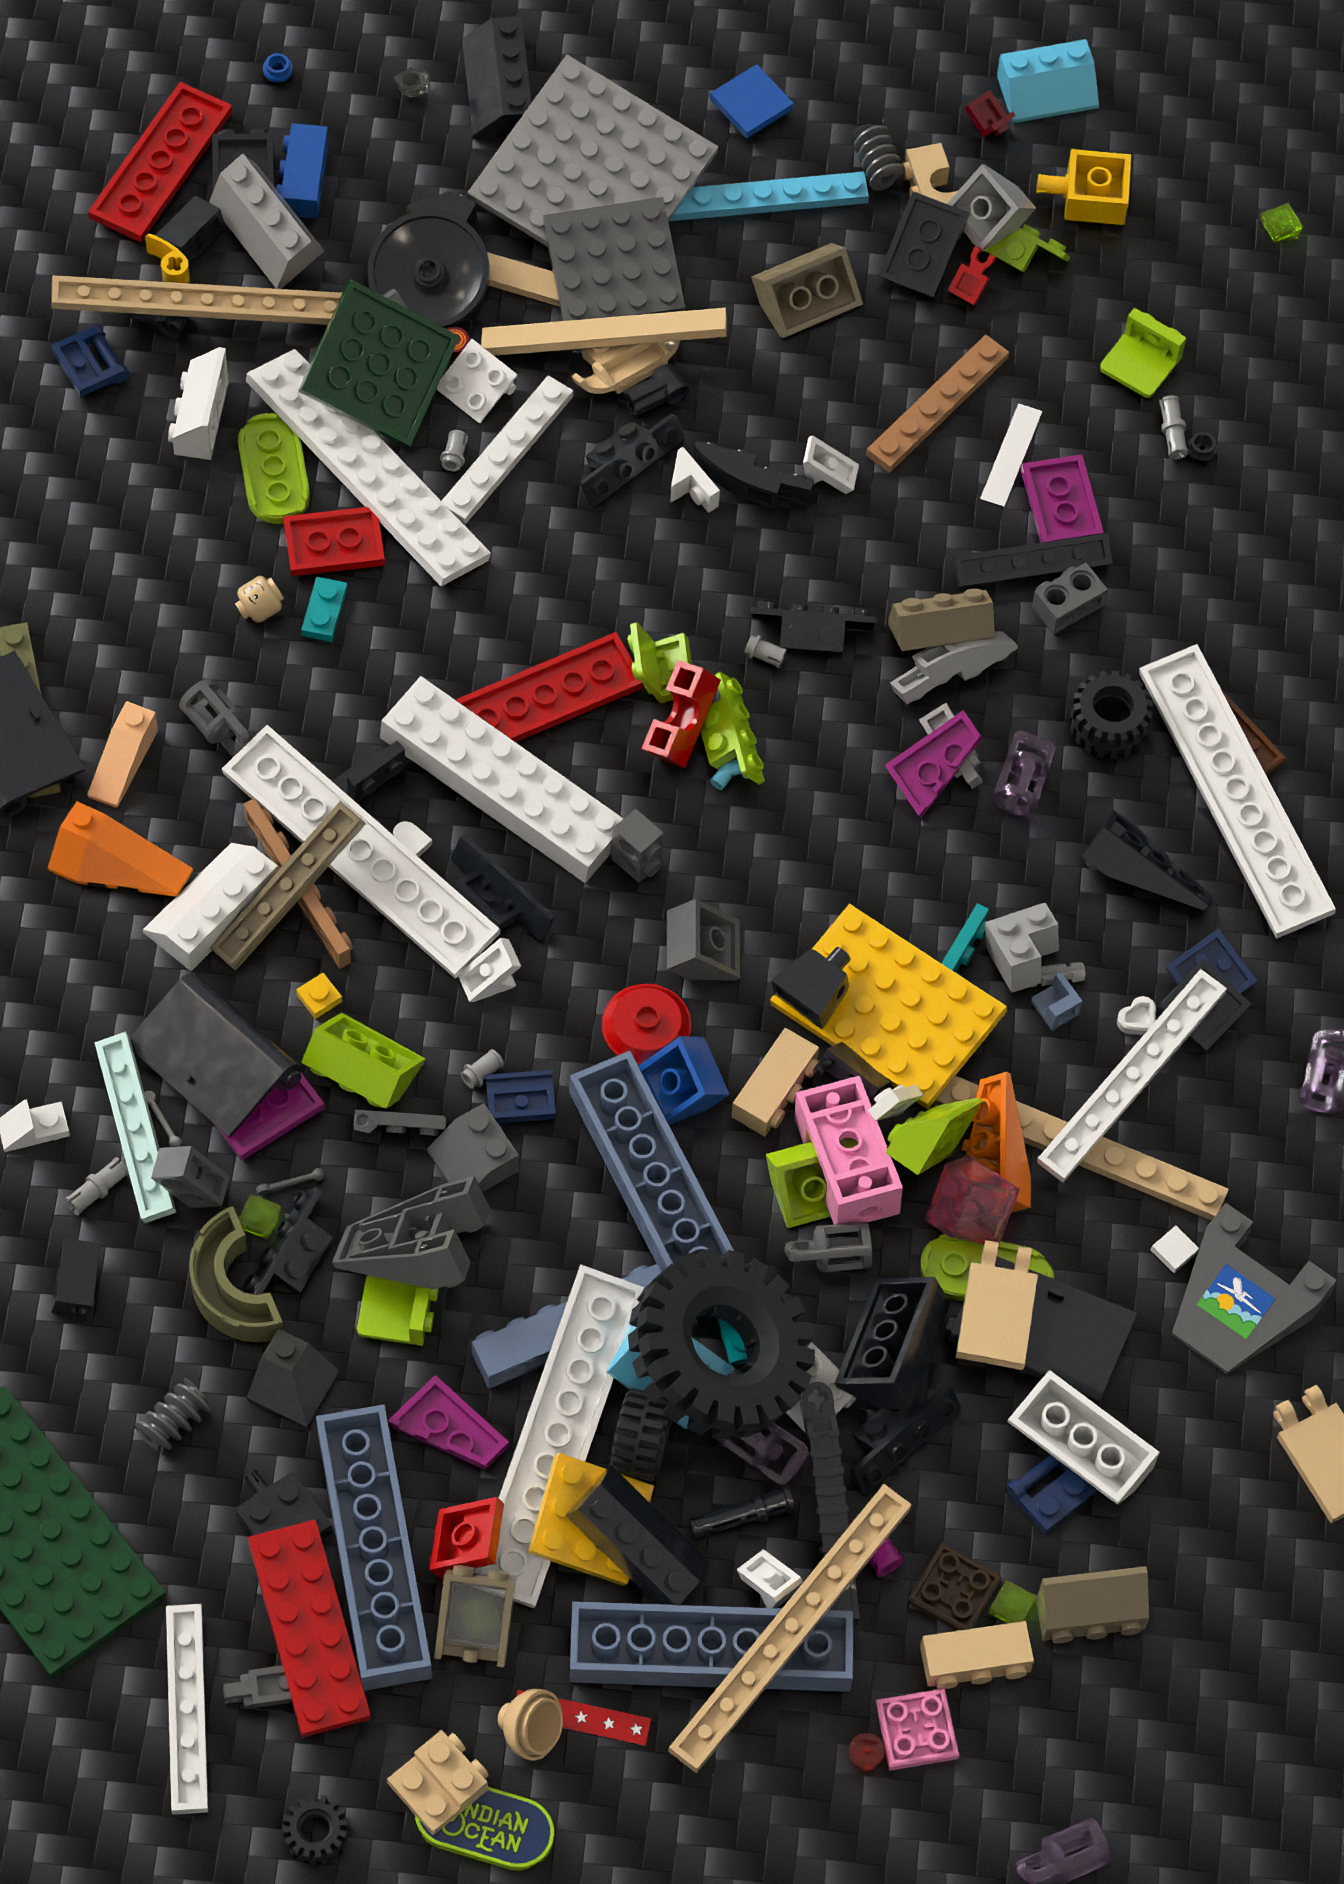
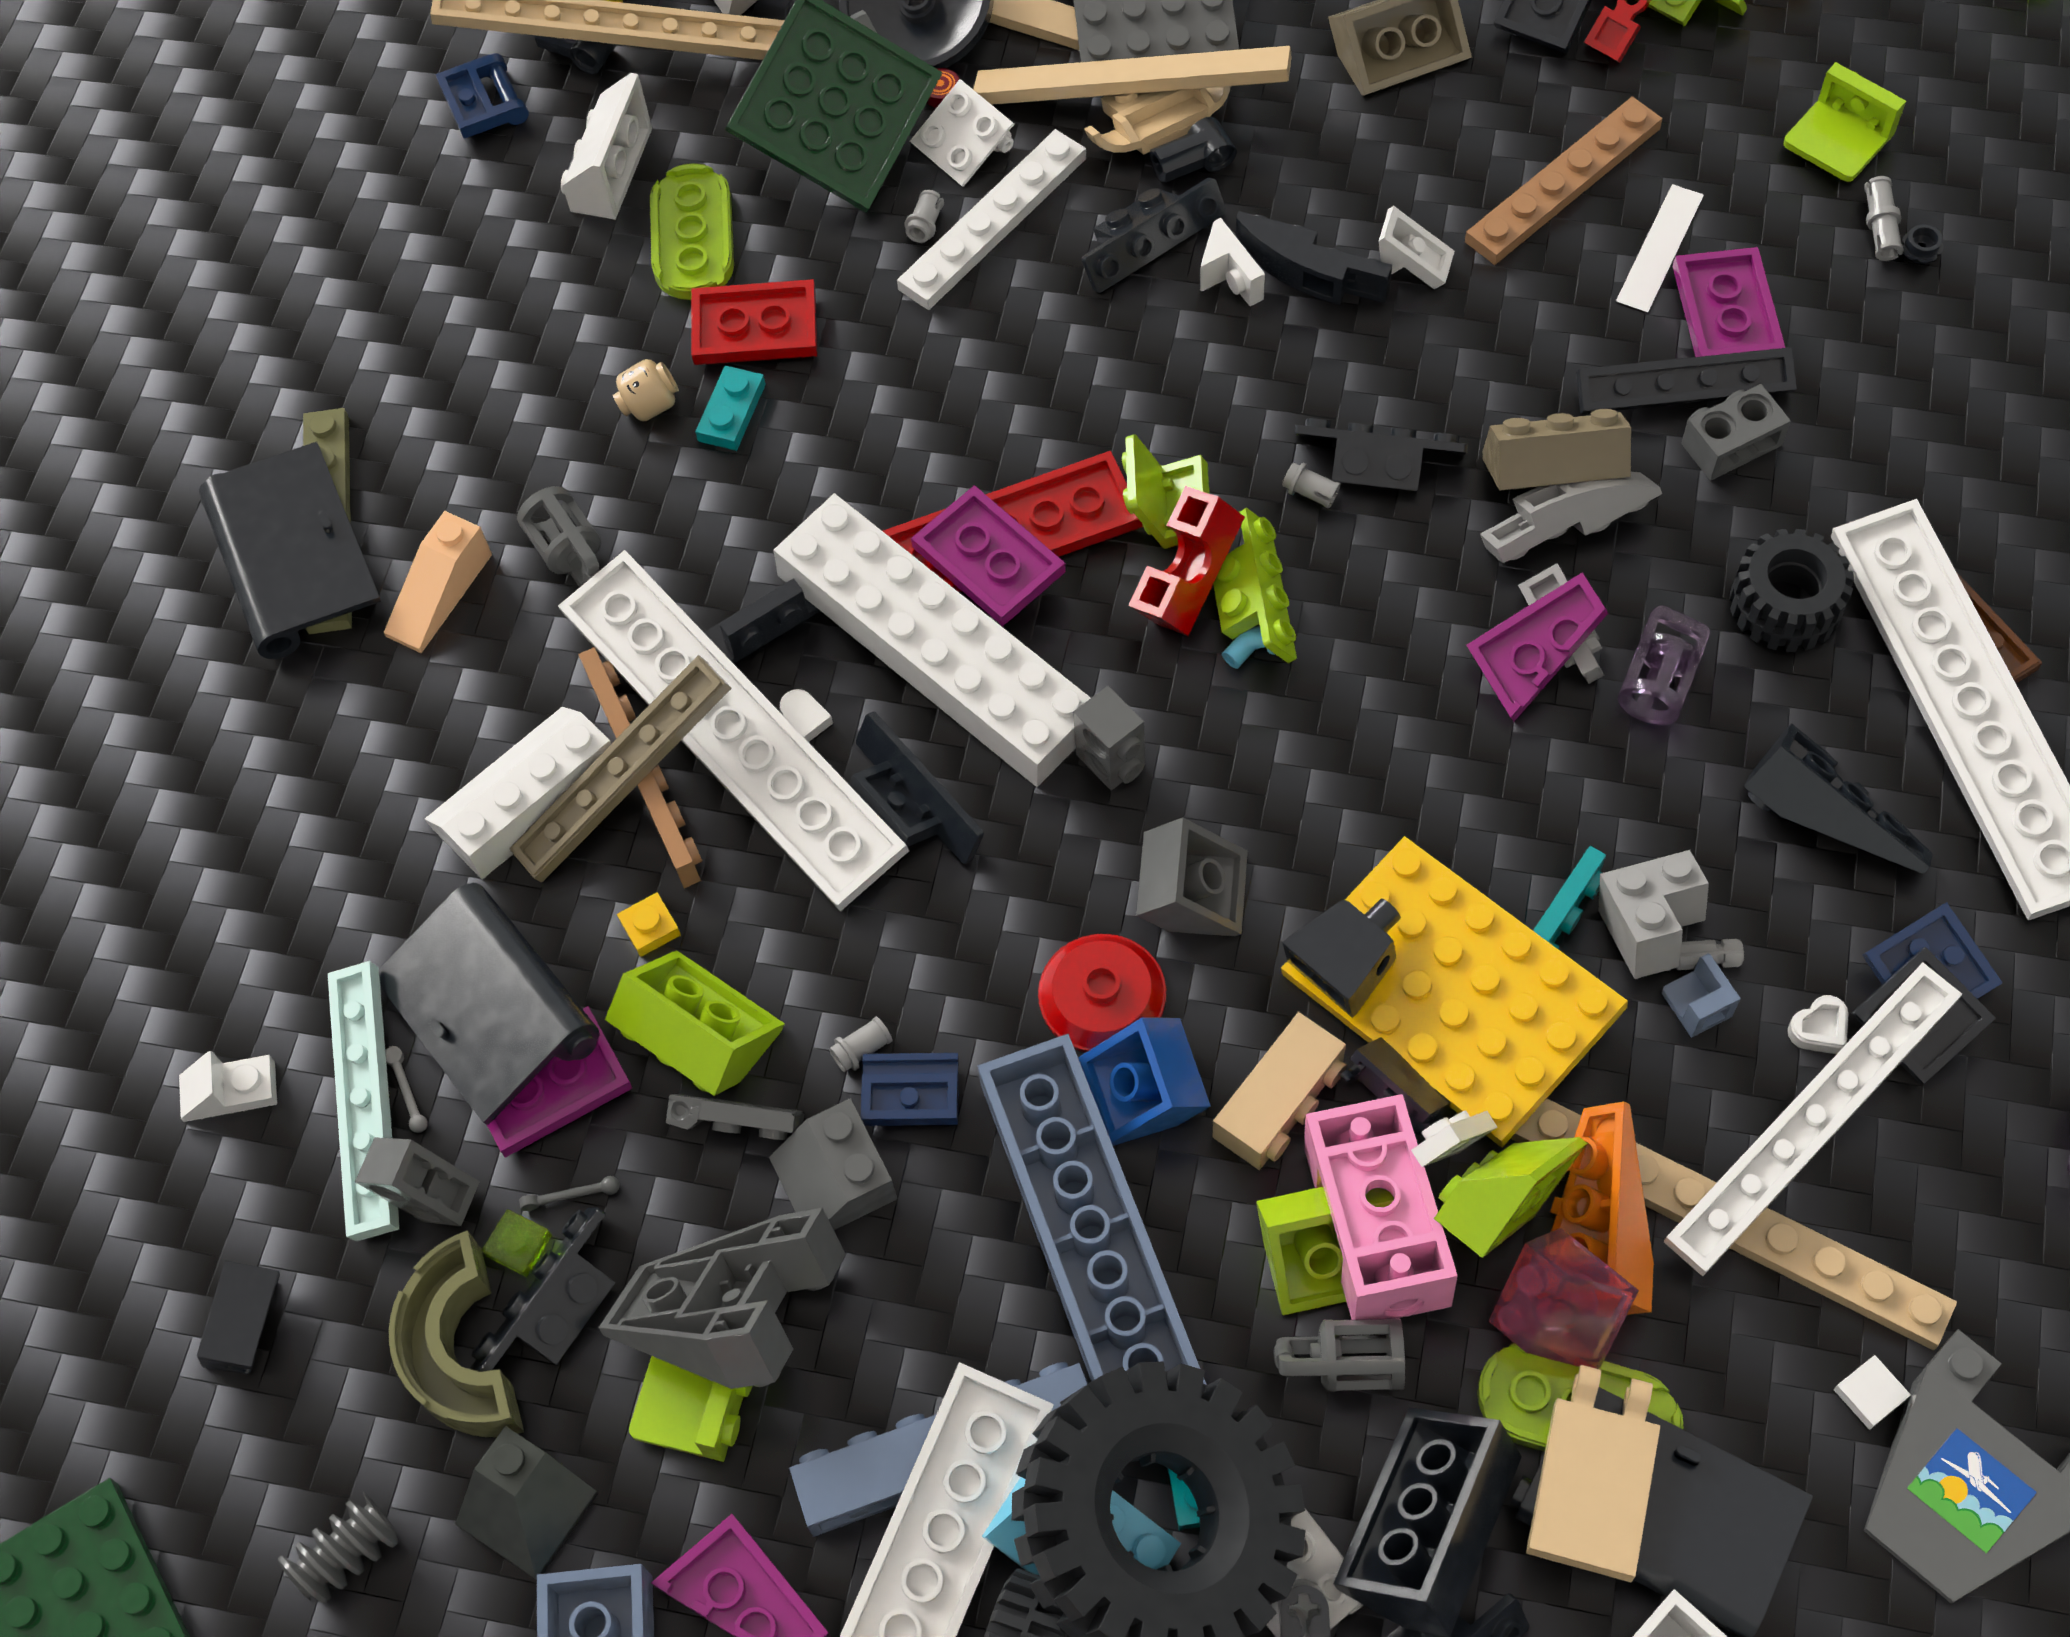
camera: 15 degrees right, 0 degrees up
(96, 1186) = (294, 1182): light grey pin -> none
(106, 852) = (389, 711): orange wedge -> none
(371, 473) = (817, 245): white plate -> none
(490, 971) = (888, 905): white slope -> none
(535, 715) = (988, 555): none -> magenta plate

